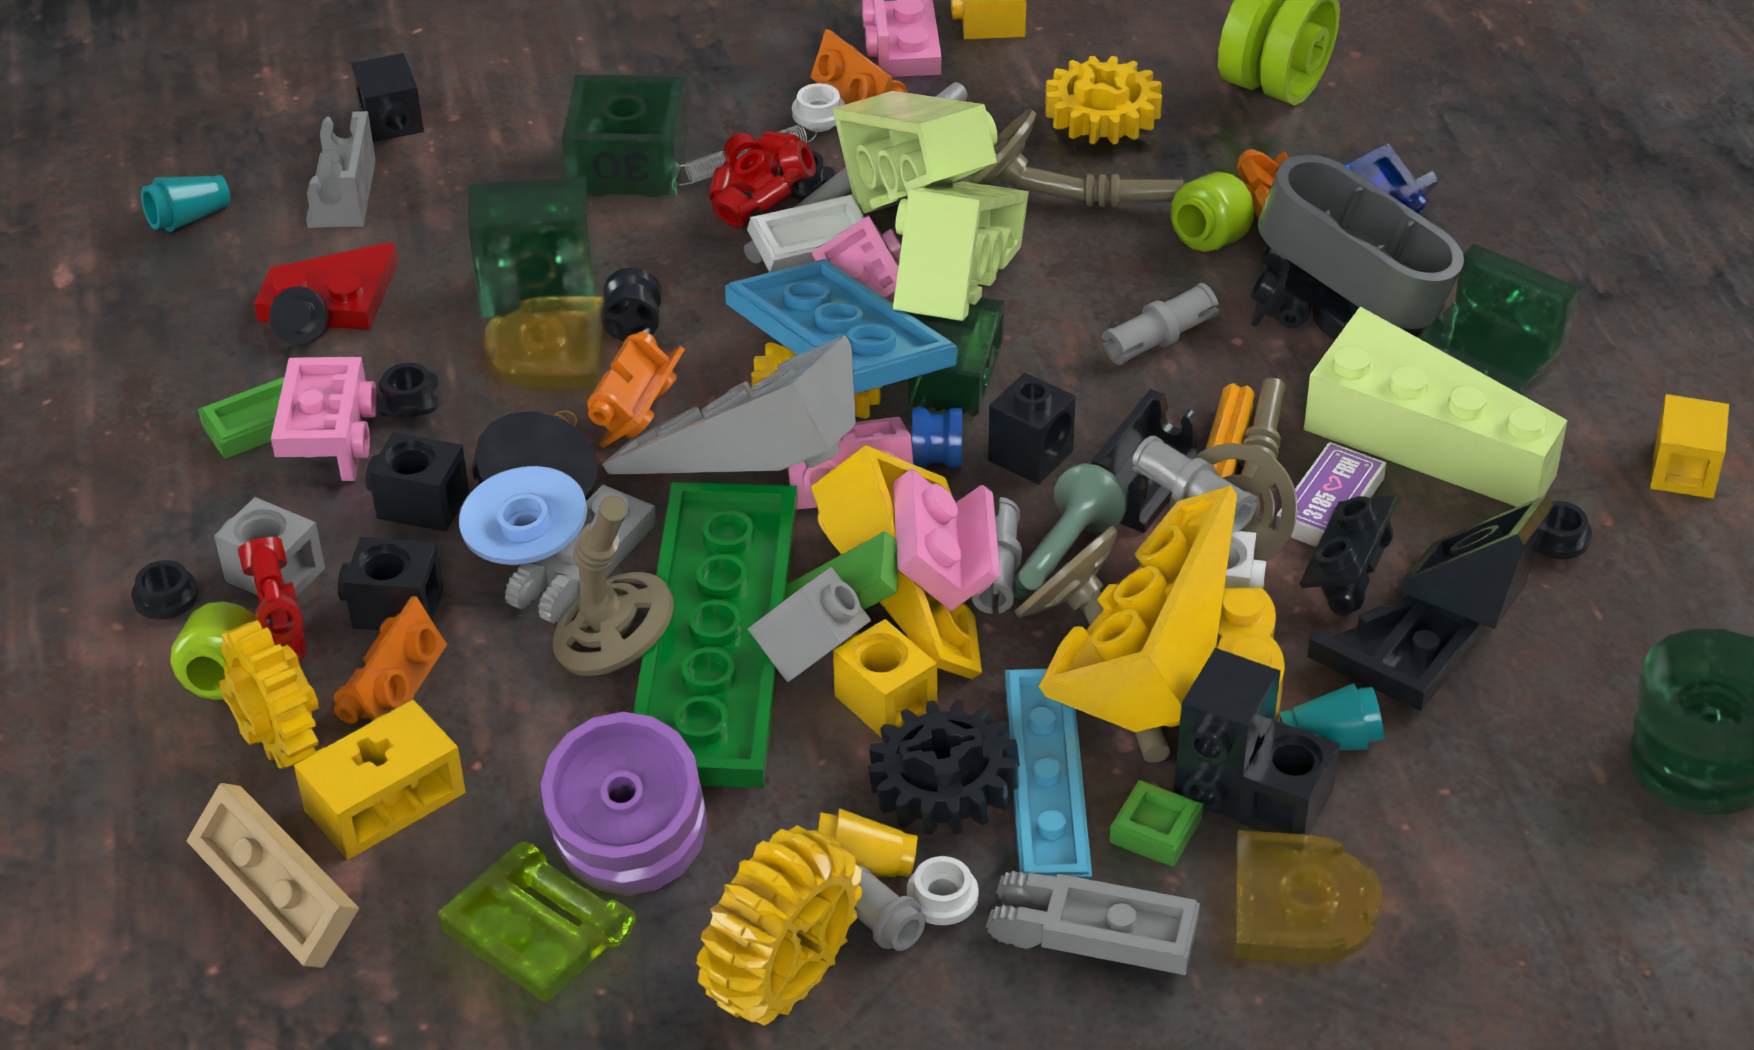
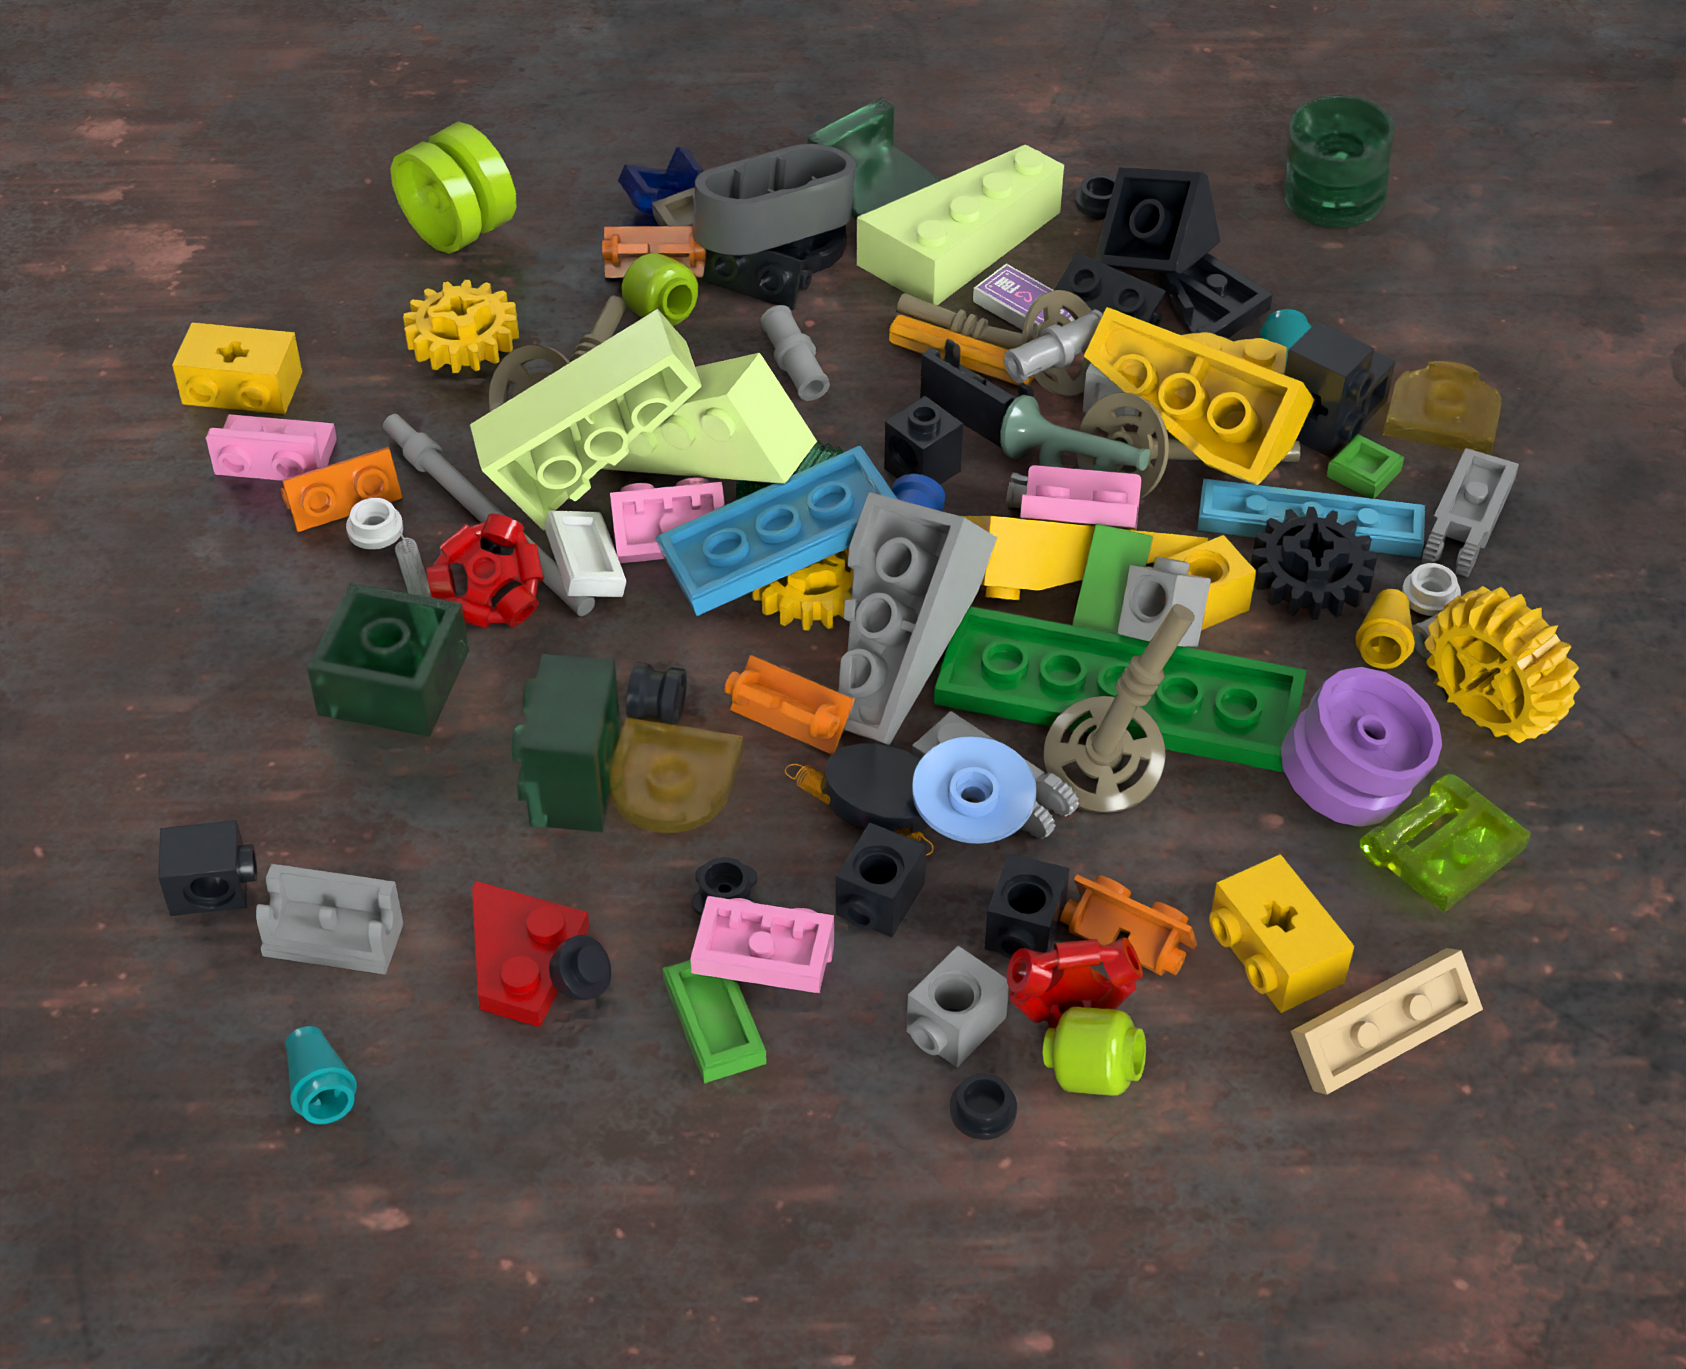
camera: 80 degrees left, 5 degrees up
(268, 694) = (1199, 988): yellow gear -> none
(1689, 446) = (1030, 110): yellow brick -> none

